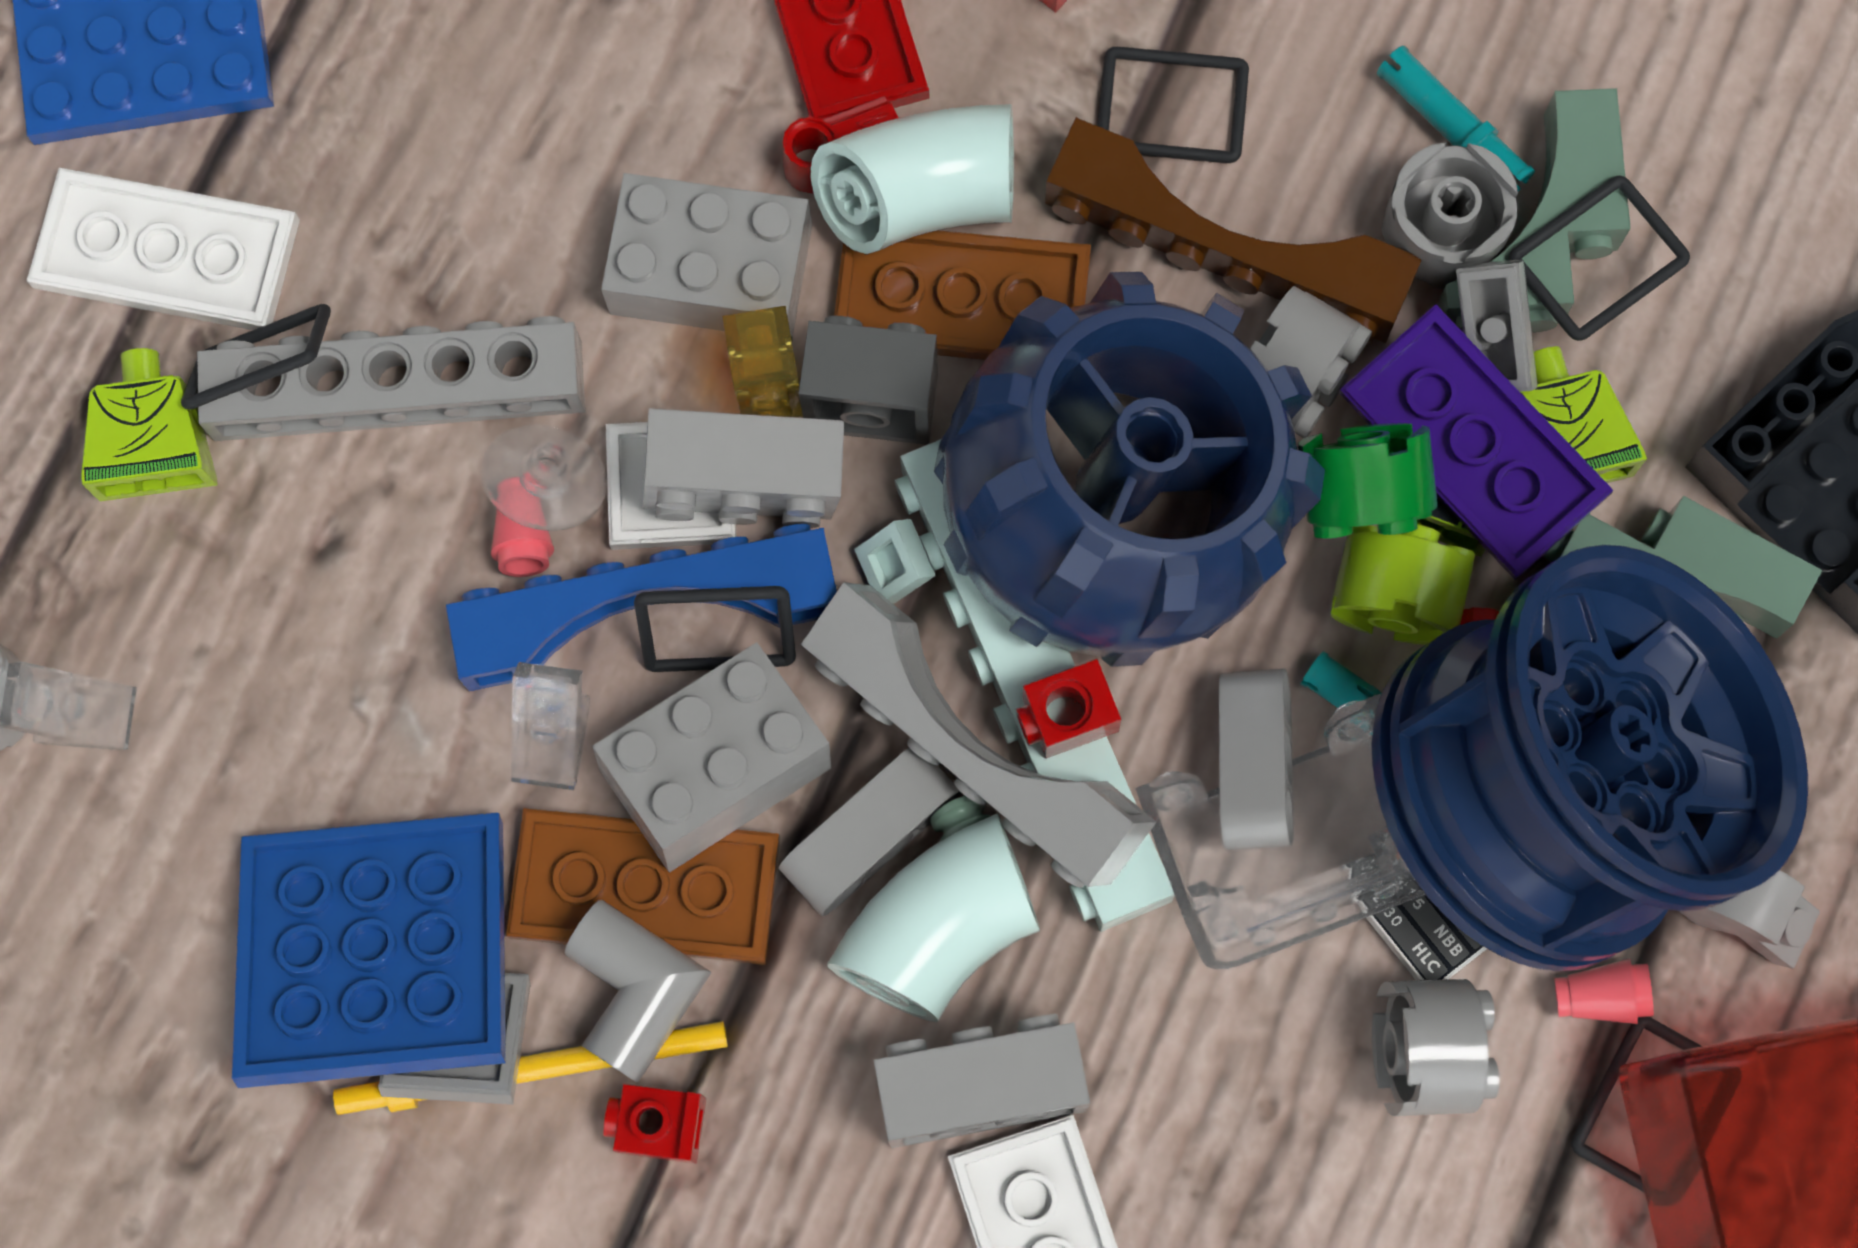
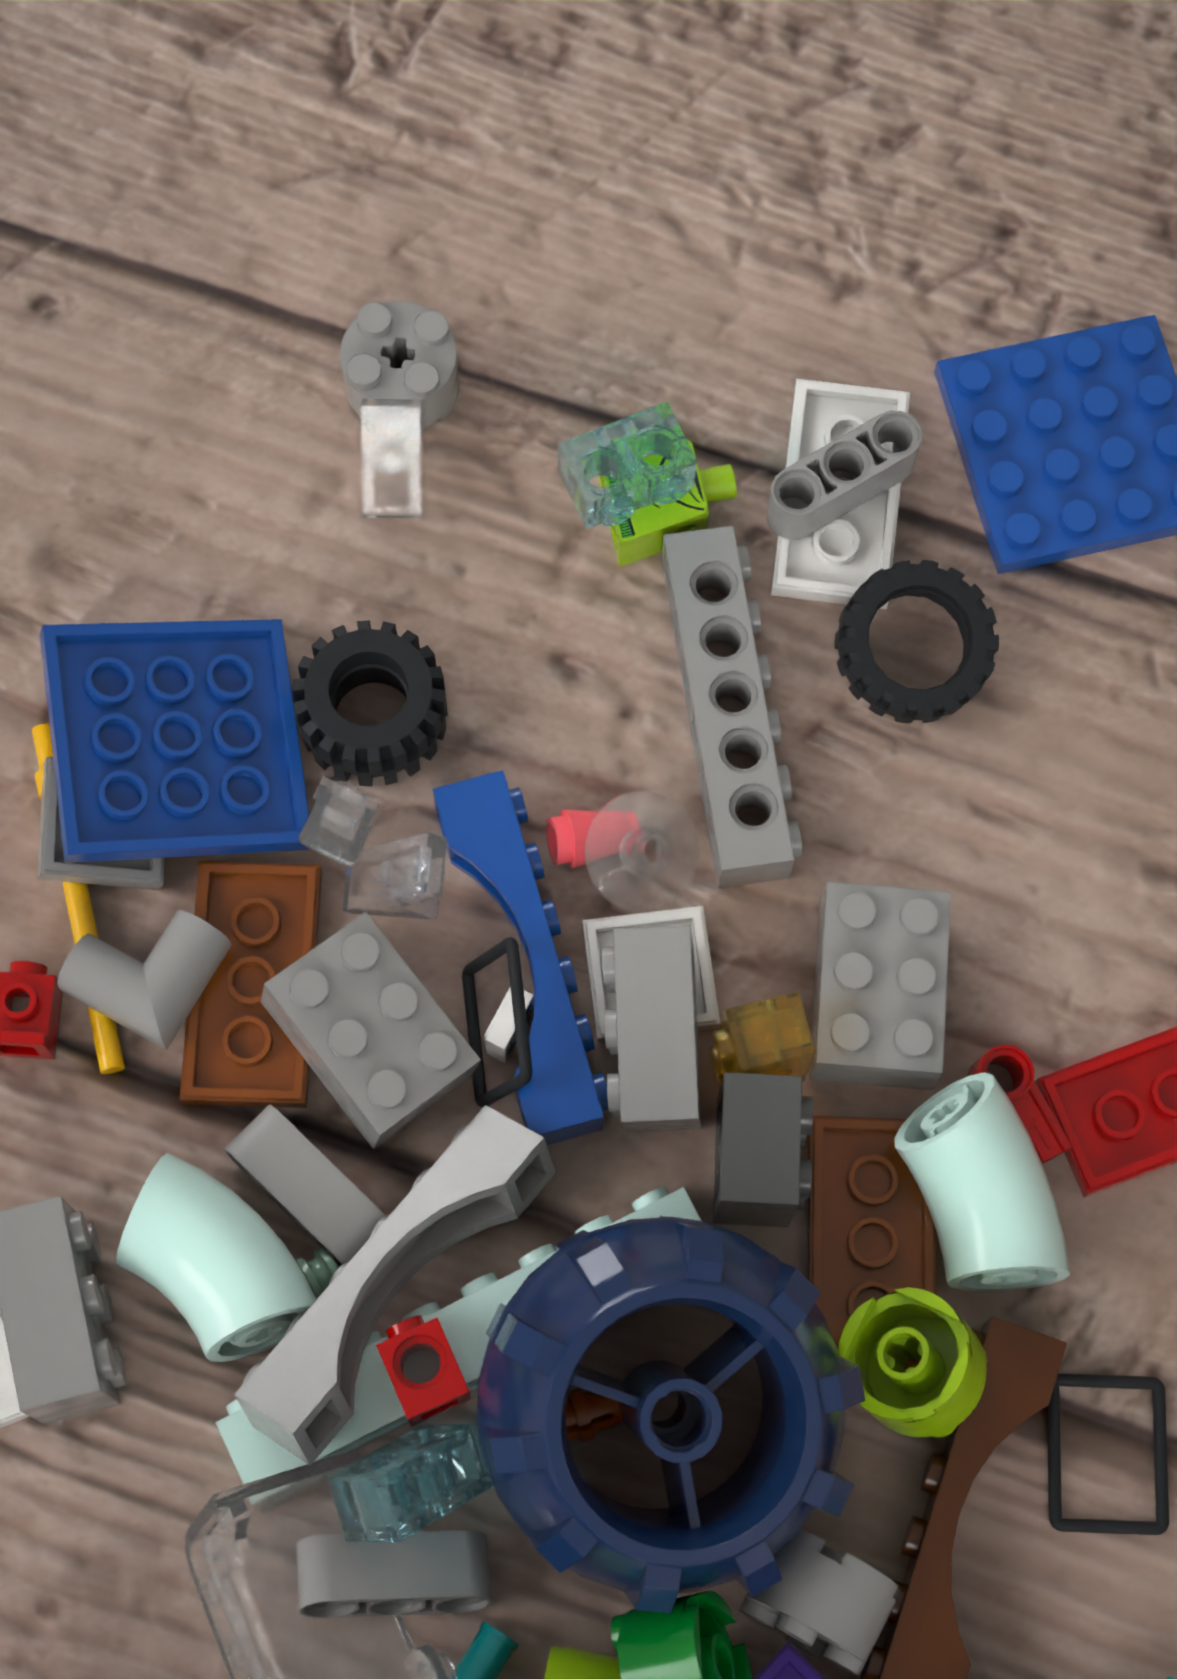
camera: 80 degrees right, 5 degrees down
(109, 453) = (619, 453): none -> clear light blue brick
(137, 213) = (854, 452): none -> light grey beam
(311, 711) = (361, 659): none -> black tyre
(320, 313) = (784, 632): black piece -> none
(338, 128) = (964, 606): none -> black tyre
(479, 775) = (341, 820): none -> clear slope
(716, 624) = (501, 1034): none -> white tile
(895, 560) = (581, 1194): light aqua plate -> none
(1082, 215) = (915, 1327): none -> lime brick
(1176, 730) = (409, 1482): none -> clear light blue brick

